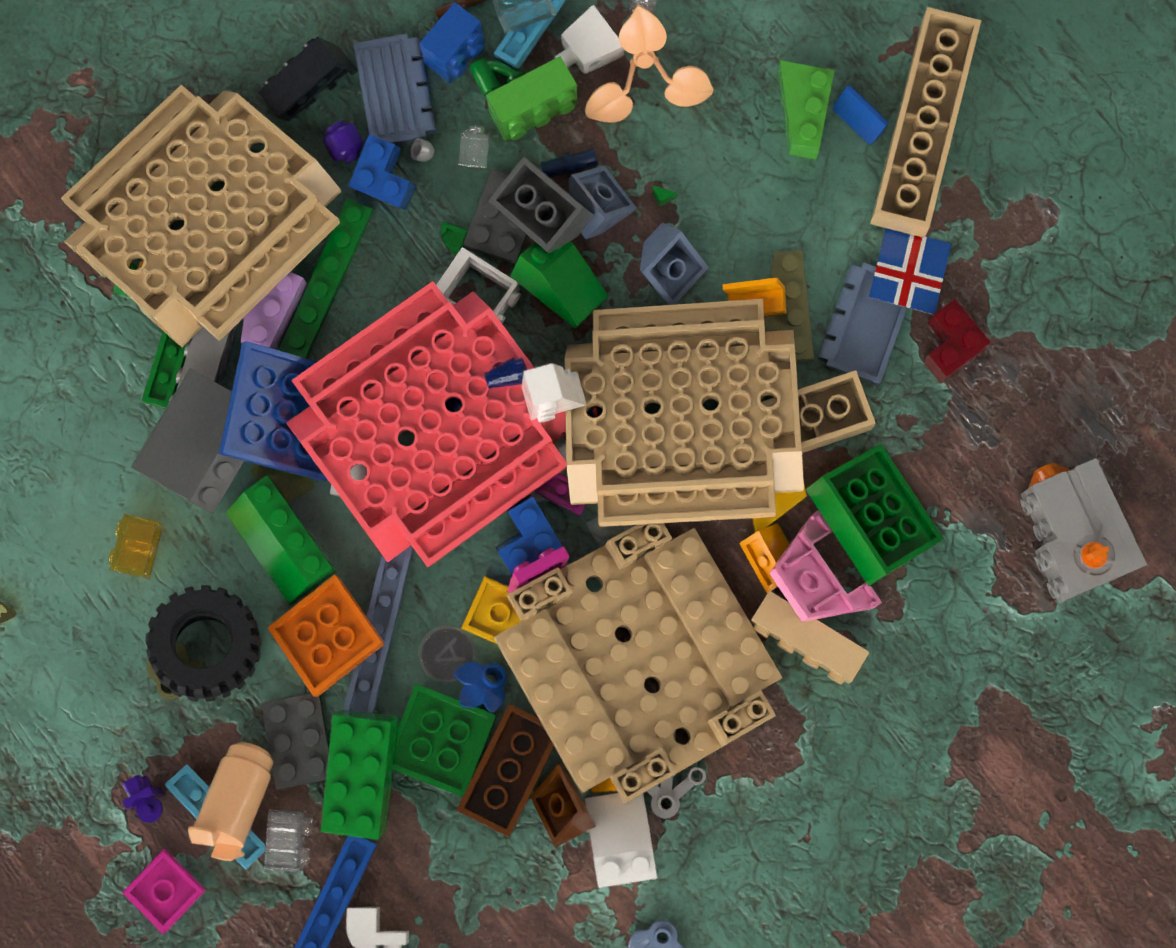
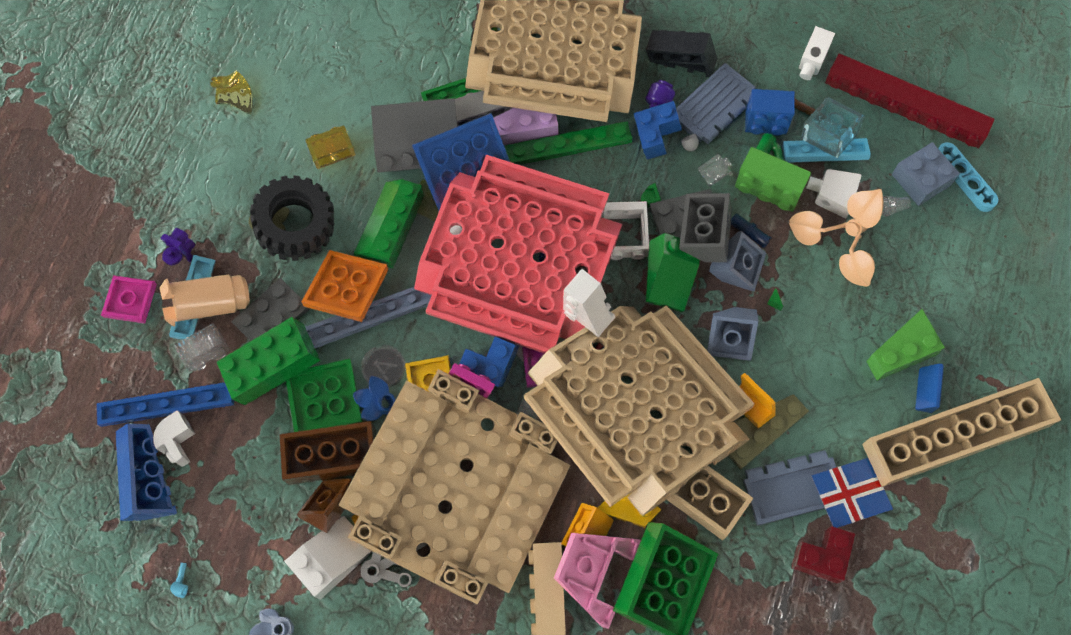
camera: 55 degrees right, 10 degrees down
(506, 374) = (573, 268): clear blue cone -> none

